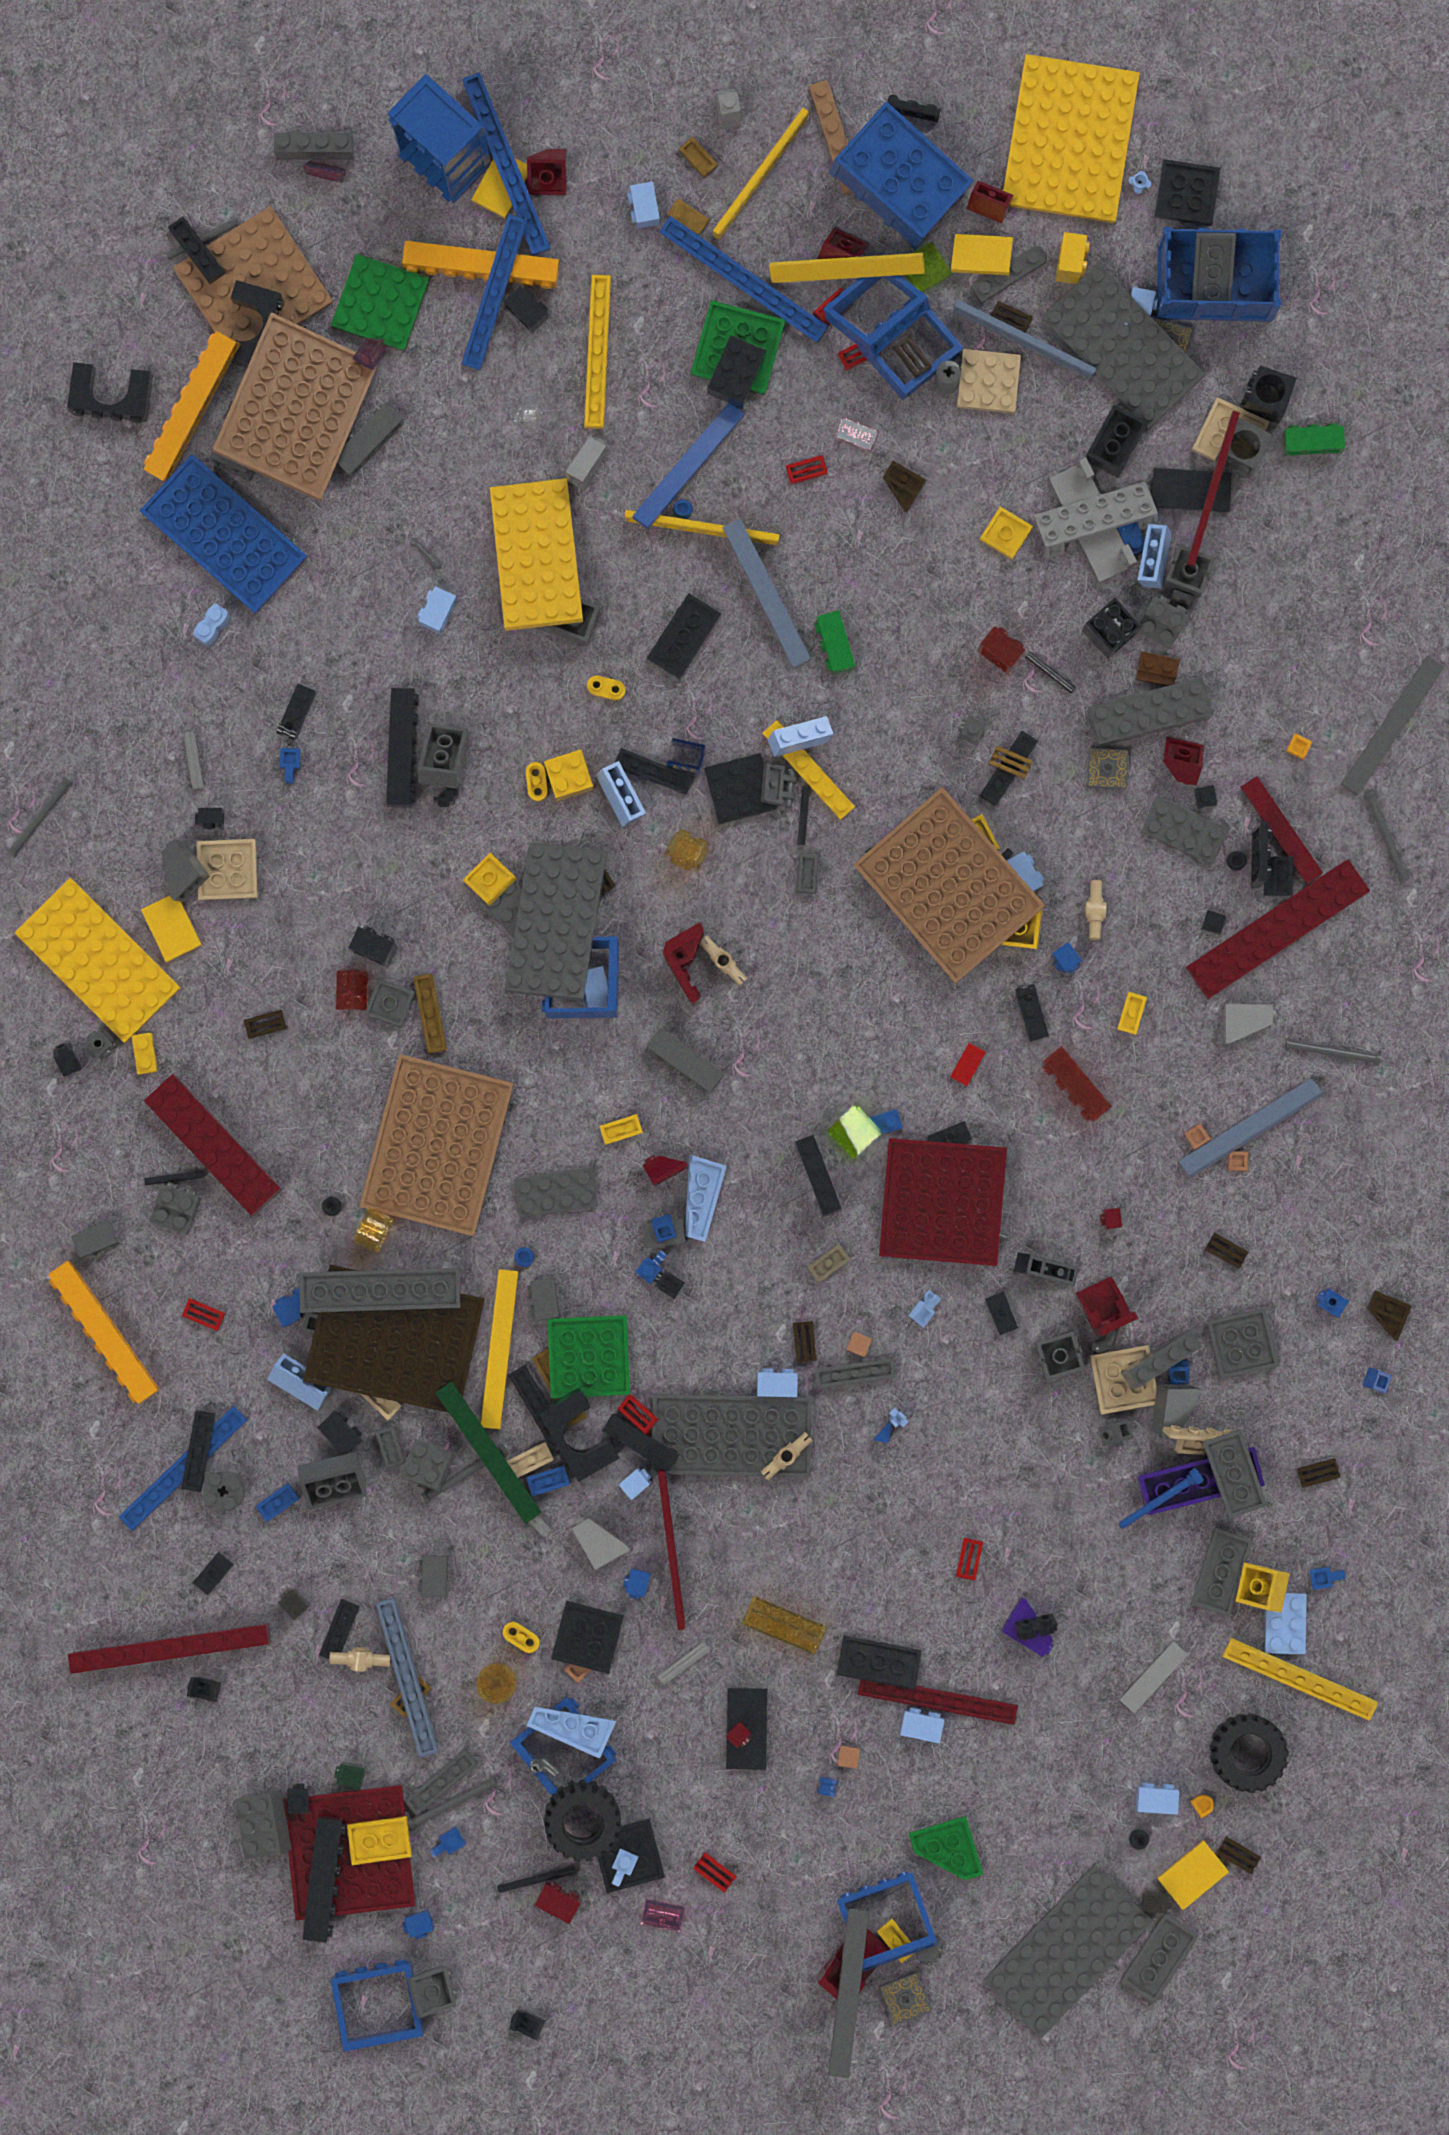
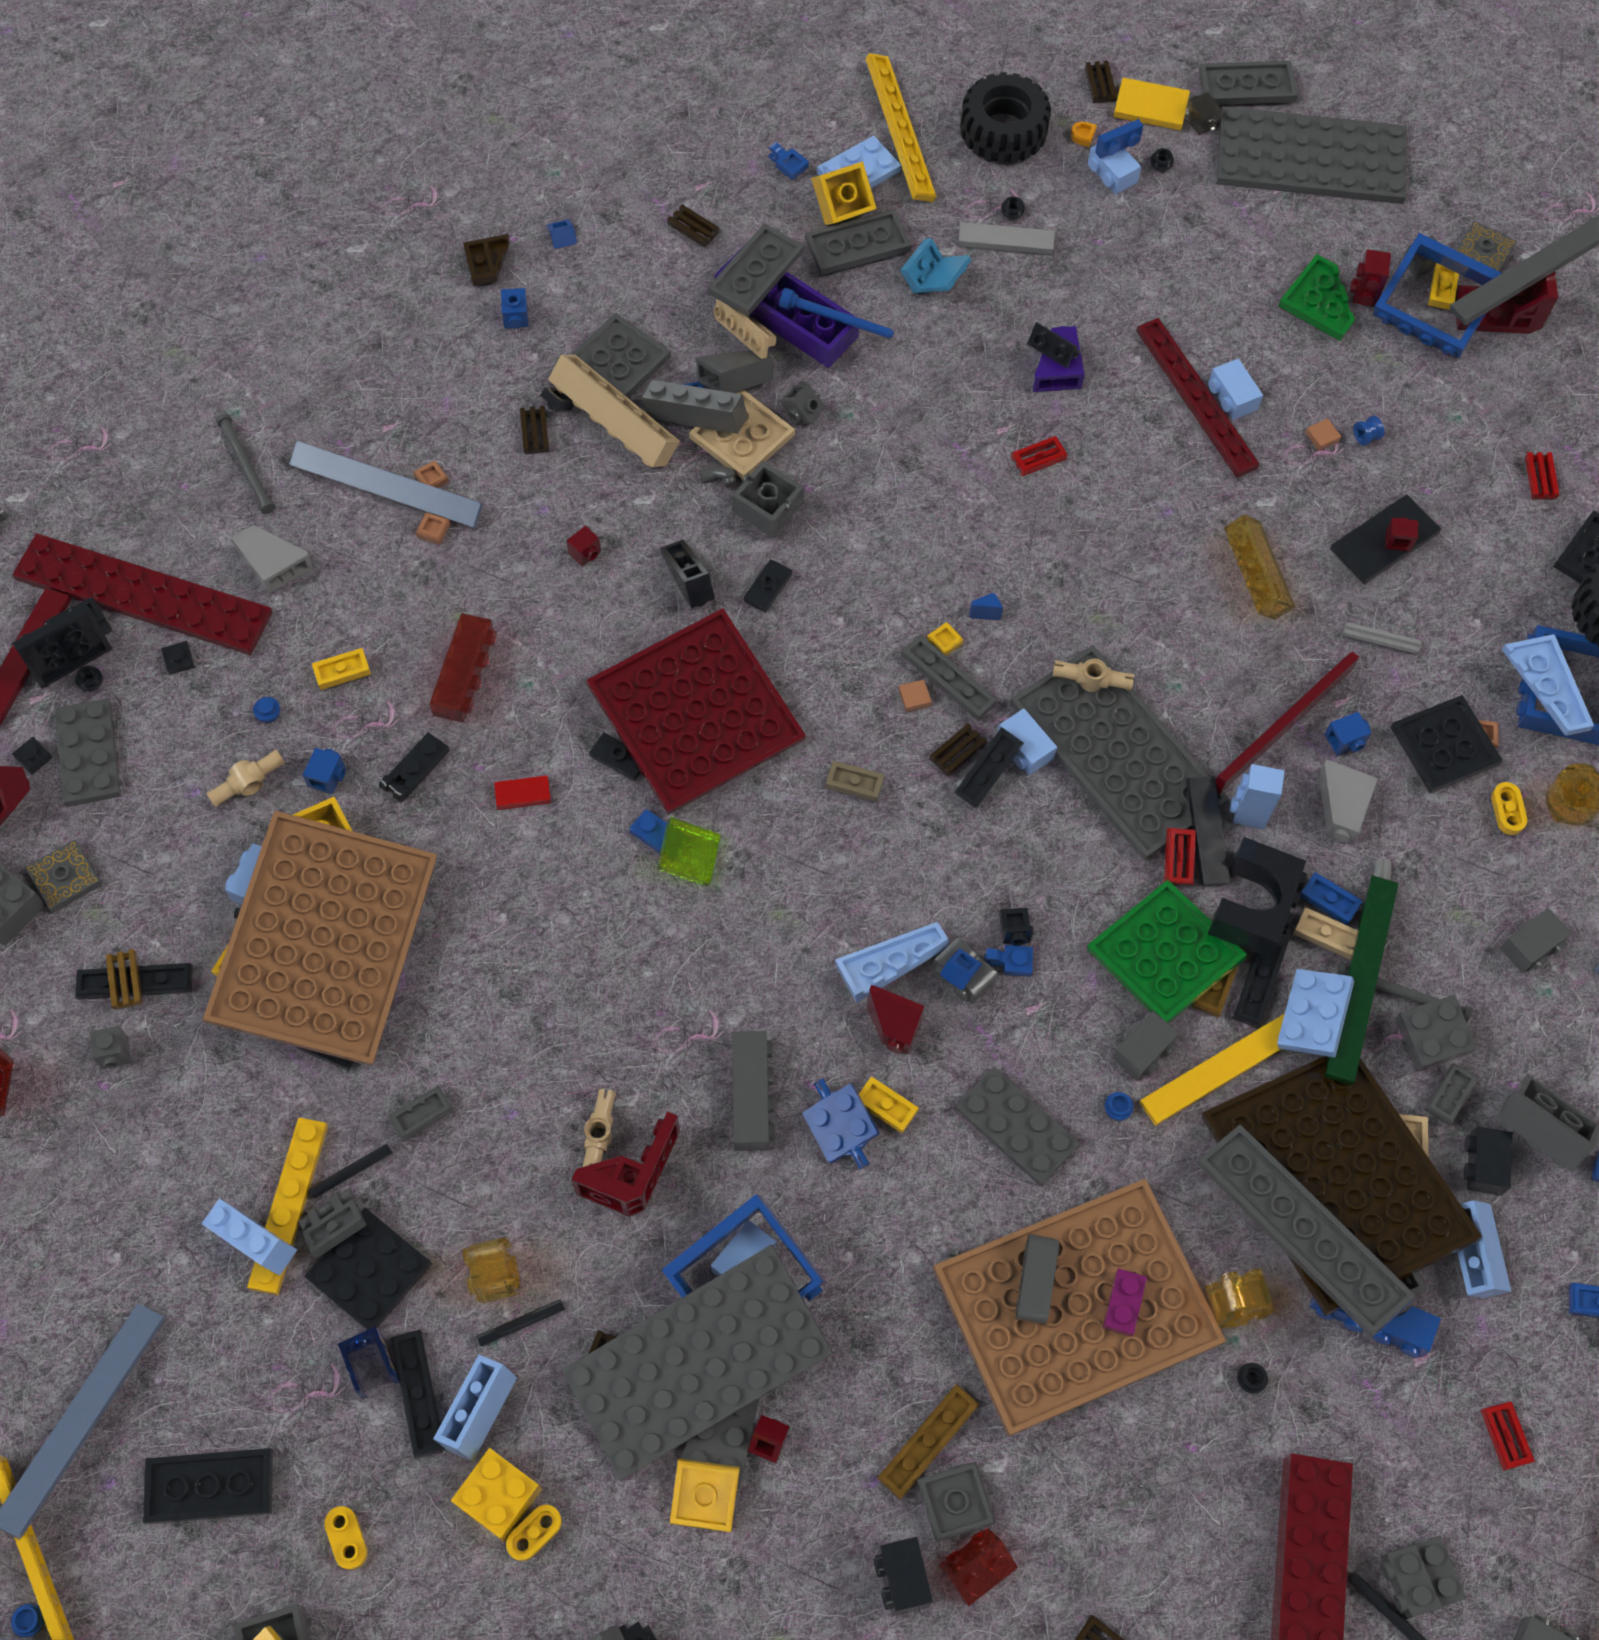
camera: 130 degrees left, 20 degrees down
(418, 1168) = (1124, 1302): none -> magenta plate
(463, 1129) = (1037, 1279): none -> dark grey beam
(489, 1407) = (1315, 1012): none -> light blue plate
(492, 931) = (768, 1438): none -> dark red plate
(629, 1095) = (841, 1123): none -> plate
(650, 849) = (520, 1322): none -> black bar
(775, 1346) = (989, 768): none -> black plate
(818, 1176) = (785, 822): black arch -> none
(834, 643) = (96, 1287): green brick -> none
(879, 1662) = (1212, 465): black tile -> none
(883, 1392) = (945, 639): none -> yellow tile
(897, 1418) = (961, 603): light blue plate -> none
(923, 1310) = (828, 655): light blue plate -> none
(934, 1888) = (1370, 277): none -> dark red brick
(1105, 1307) = (686, 481): dark red bracket -> none
(1136, 951) = (266, 709): none -> blue plate
(1158, 1602) = (930, 271): none -> dark azure bracket
(1167, 1803) = (1119, 139): none -> blue plate
(1180, 1701) = (1013, 207): none -> black plate
(1199, 1307) = (613, 410): none -> tan brick
(1237, 1280) = (556, 400): none -> black plate

